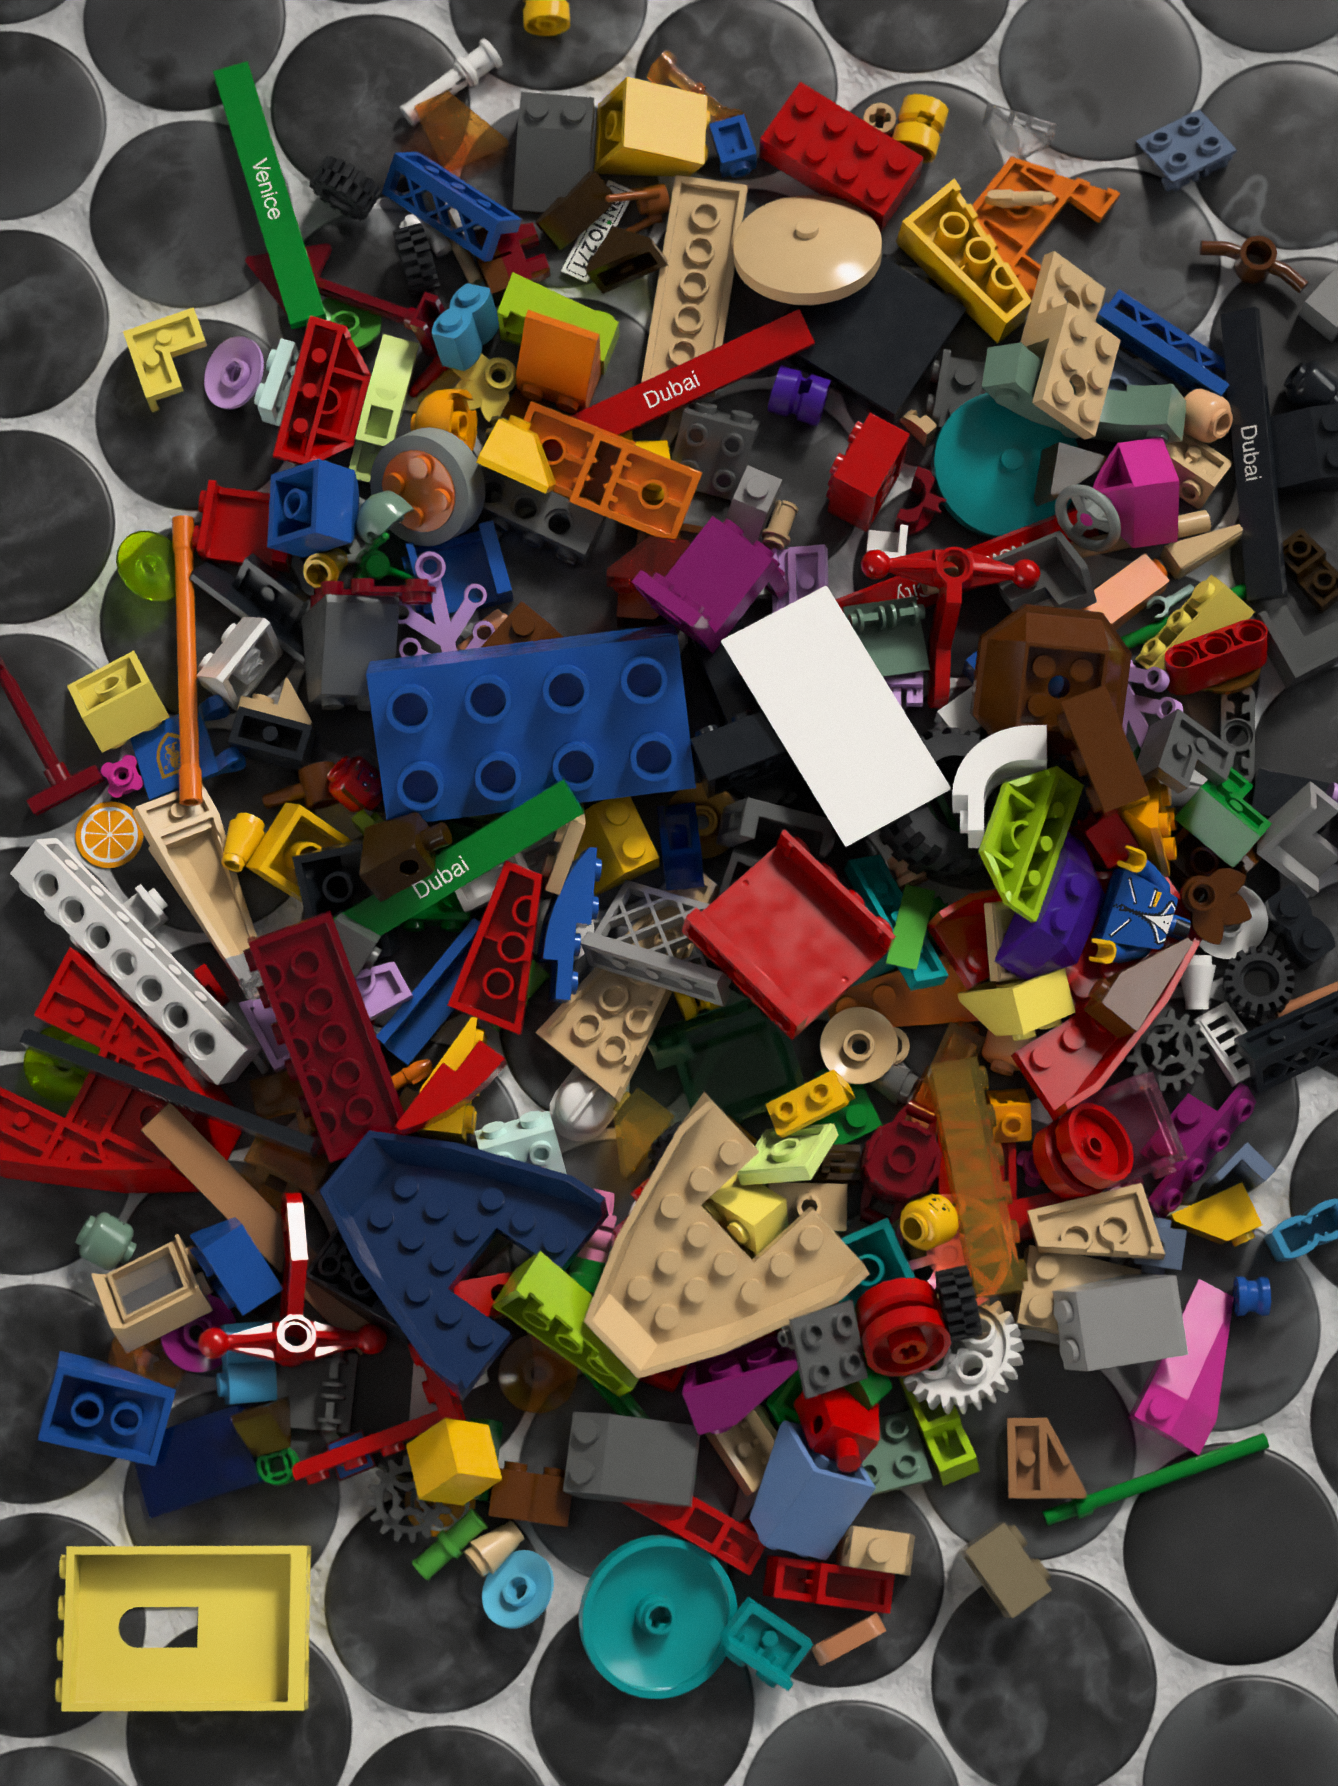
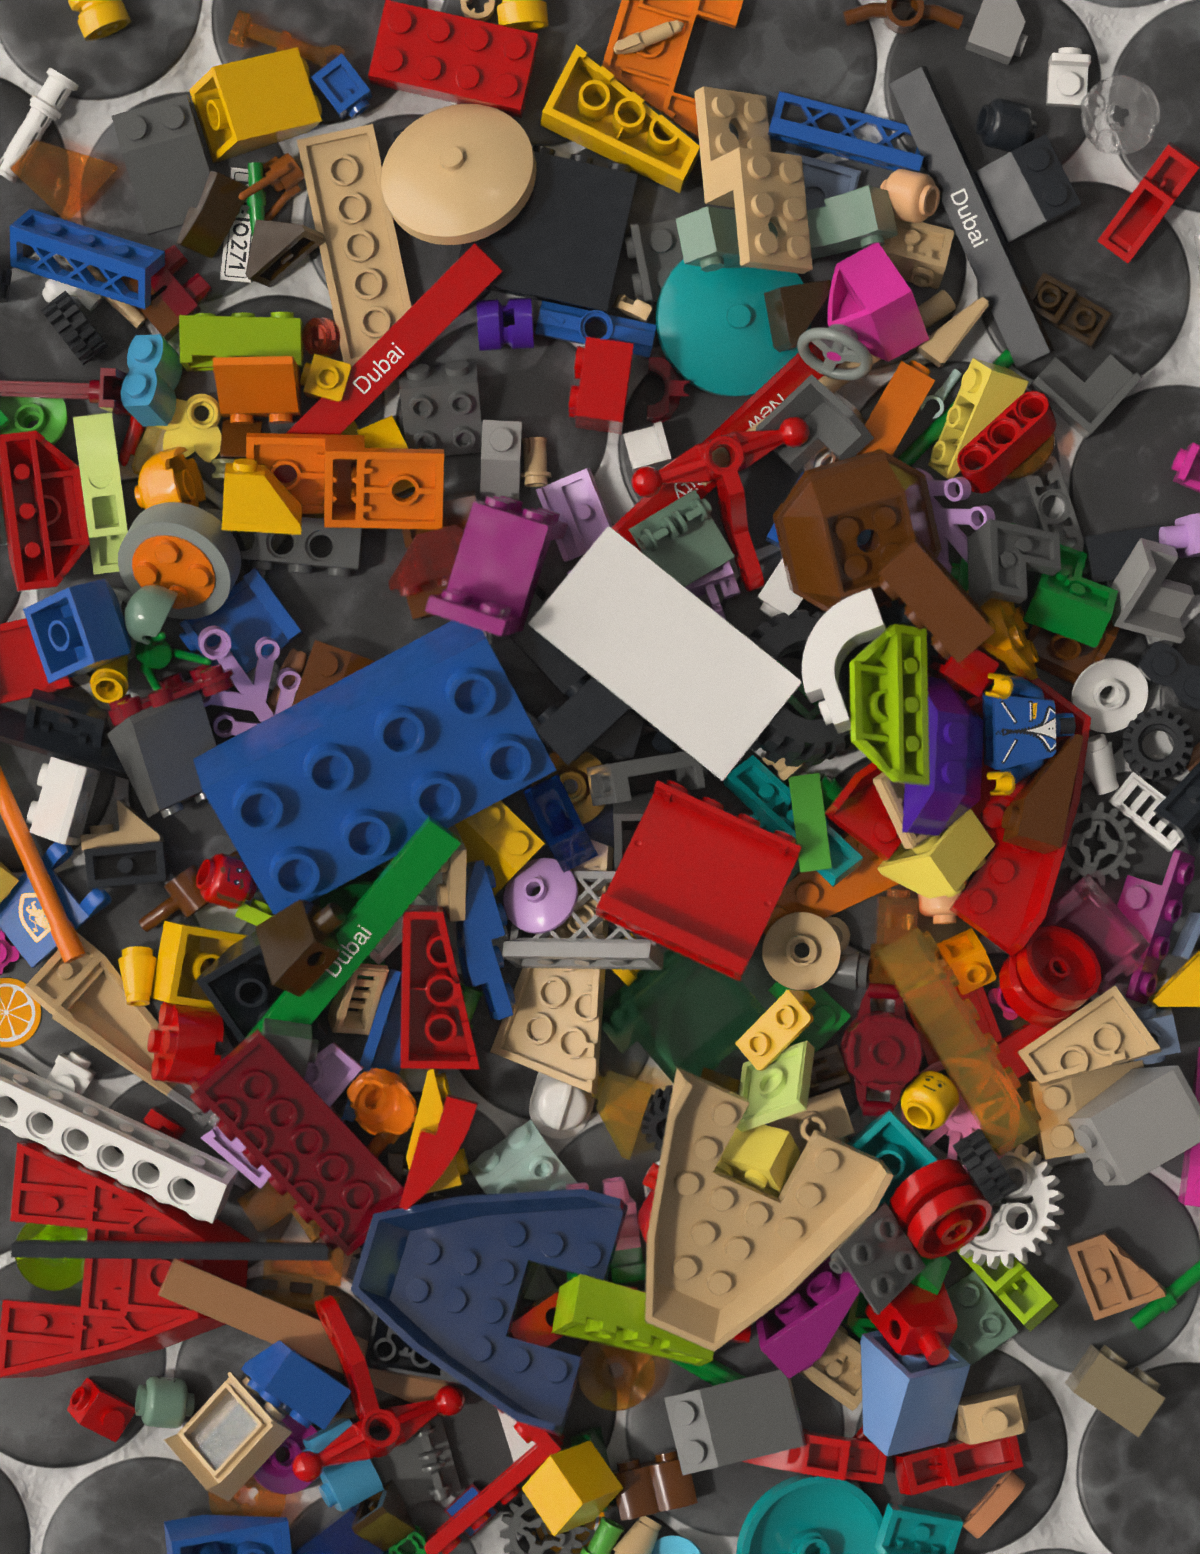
camera: 20 degrees left, 10 degrees up
(44, 1227) = (100, 1410): none -> red bracket
(259, 910) = (184, 1043): none -> red brick
(417, 1031) = (382, 1102): none -> orange hair
(421, 958) = (358, 1022): none -> tan slope
(620, 381) = (325, 378): none -> yellow bracket
(621, 210) = (258, 200): none -> green piece
(631, 348) = (321, 336): none -> clear red tile
(639, 916) = (550, 906): none -> lavender dish
(847, 409) = (569, 325): none -> blue piece
(1220, 903) = (1094, 688): reddish brown plate -> none

